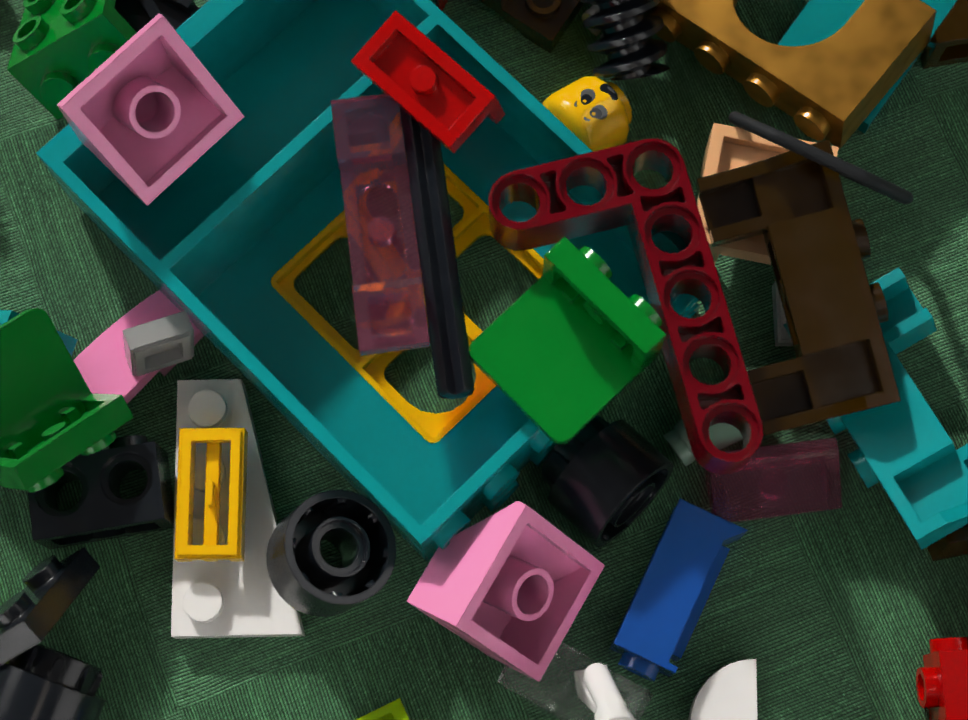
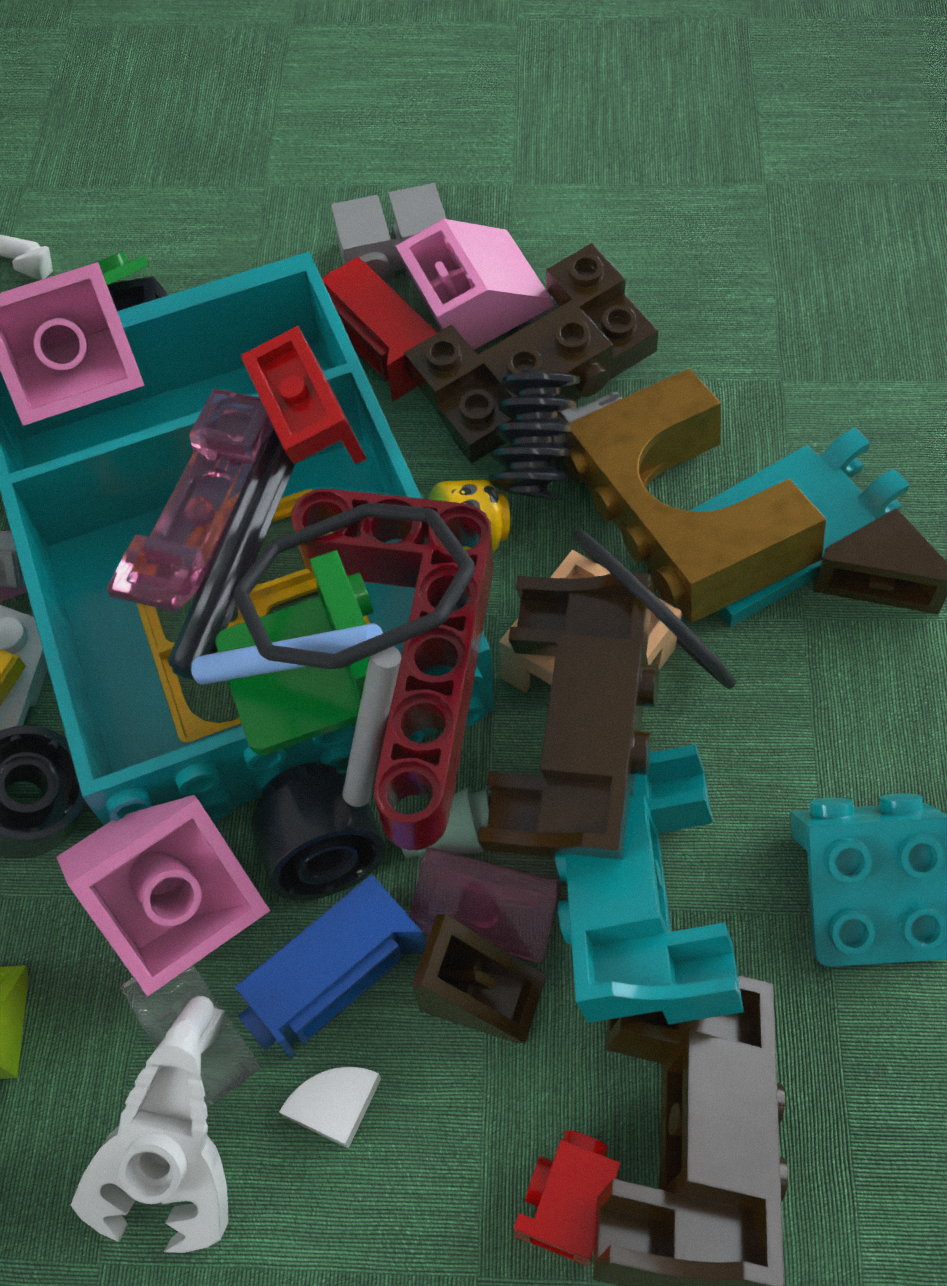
camera: 25 degrees right, 15 degrees down
(567, 352) = (248, 661): none -> light blue bar
(660, 381) = (371, 725): none -> light grey bar
(672, 321) = (377, 643): none -> black piece
(801, 551) = (476, 982): none -> dark brown slope

